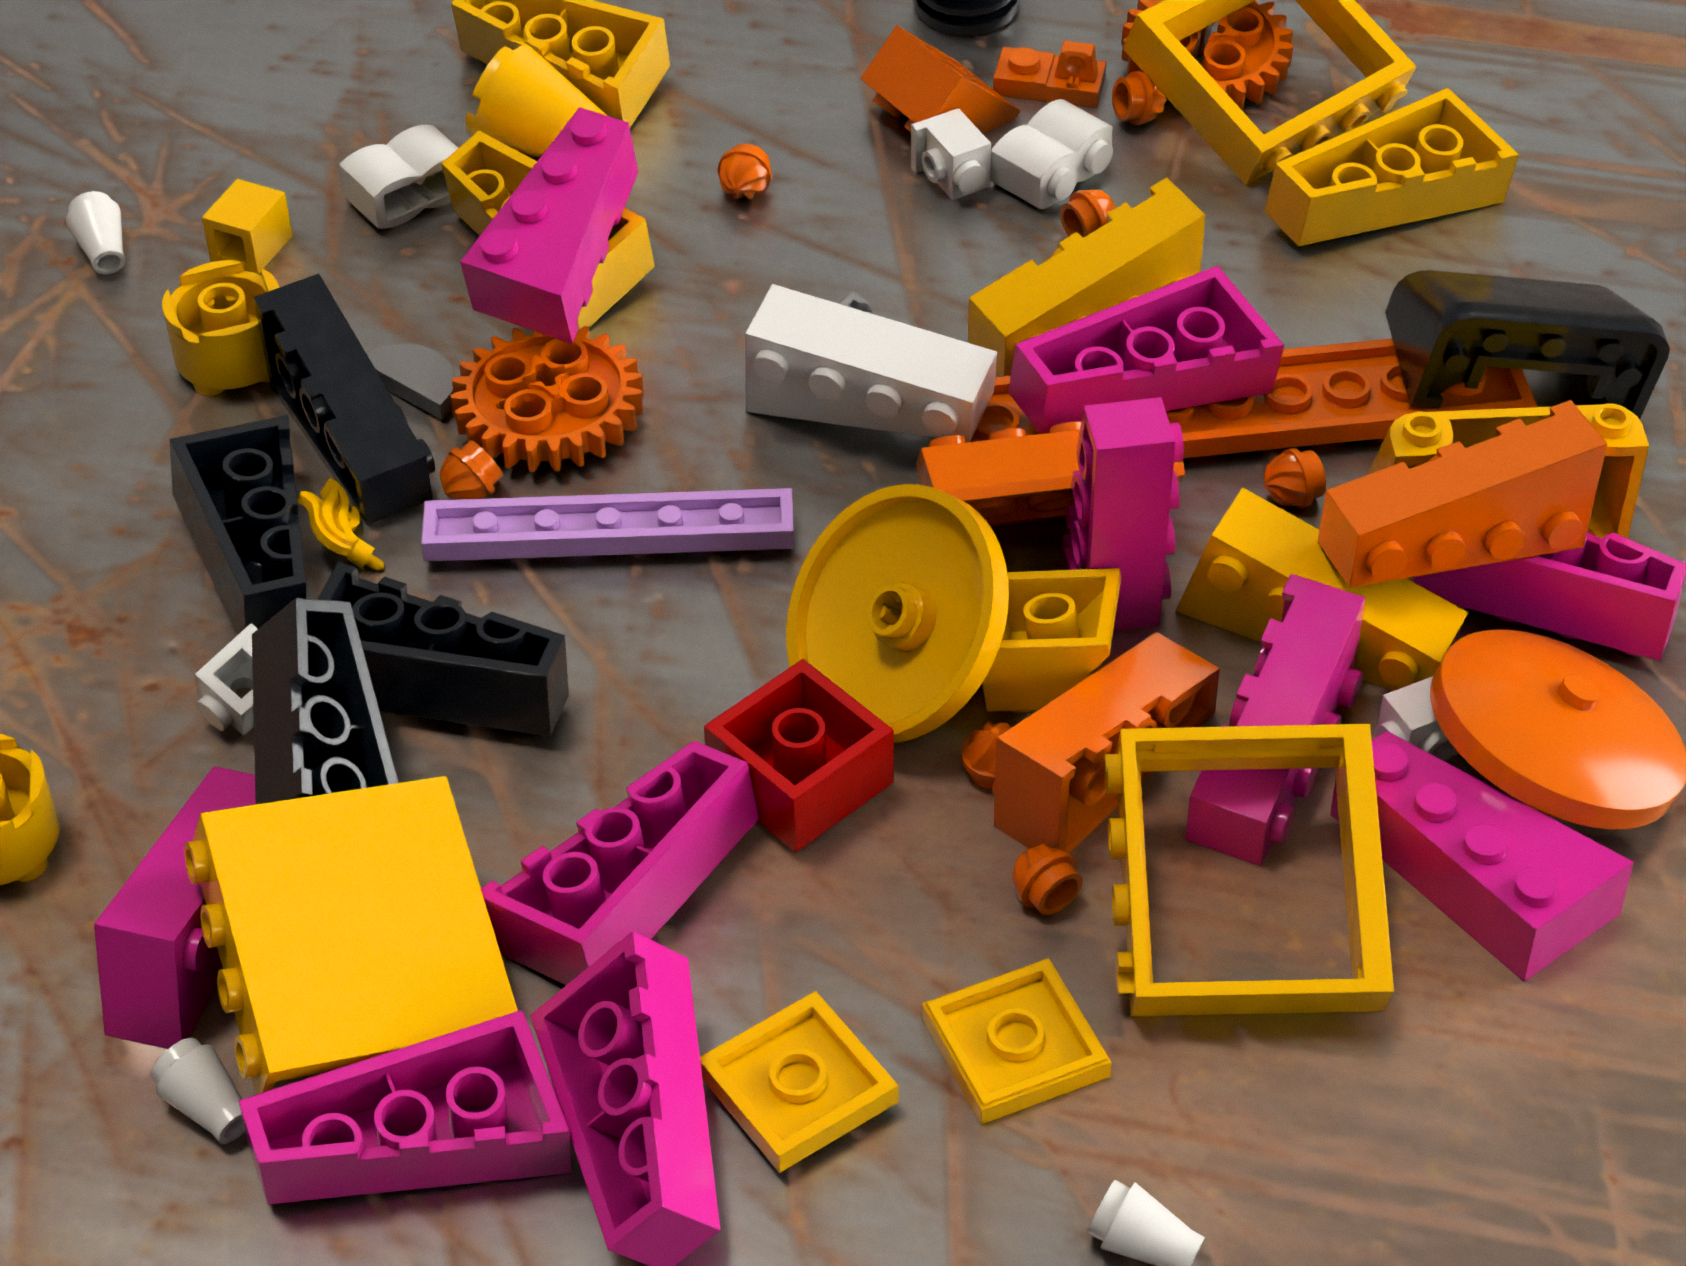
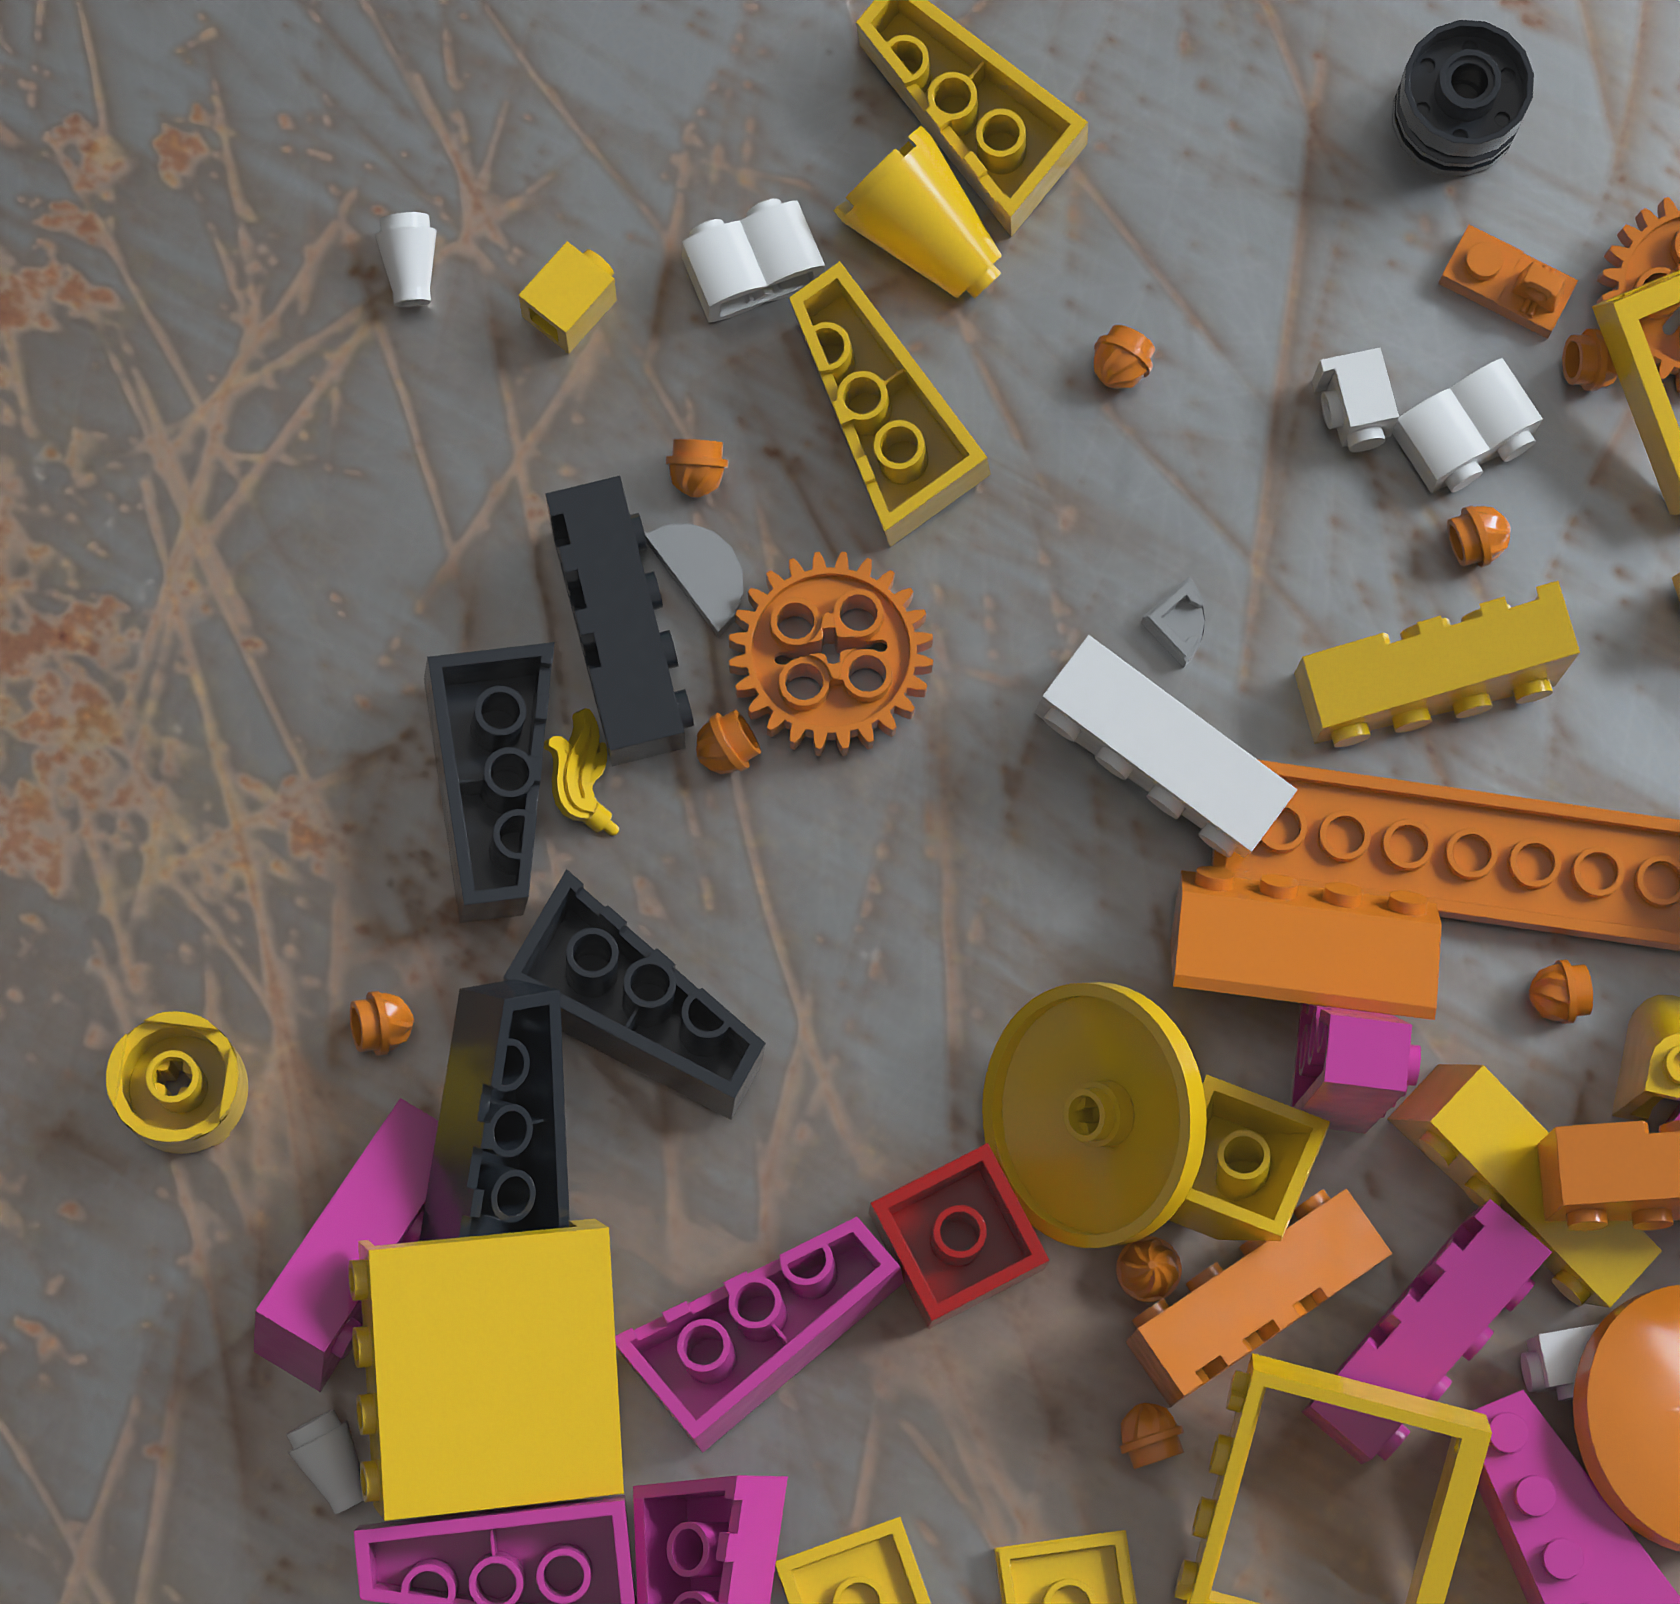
camera: 10 degrees right, 30 degrees up
(181, 735) = (380, 1022): none -> orange plate
(217, 326) = (483, 455): yellow brick -> none
(221, 678) = (432, 999): white brick -> none
(390, 303) = (696, 466): none -> orange plate
(554, 229) = (885, 468): dark pink wedge -> none
(607, 524) = (851, 855): lavender plate -> none
(927, 82) = (1372, 285): orange slope -> none
(1177, 343) = (1471, 816): dark pink wedge -> none

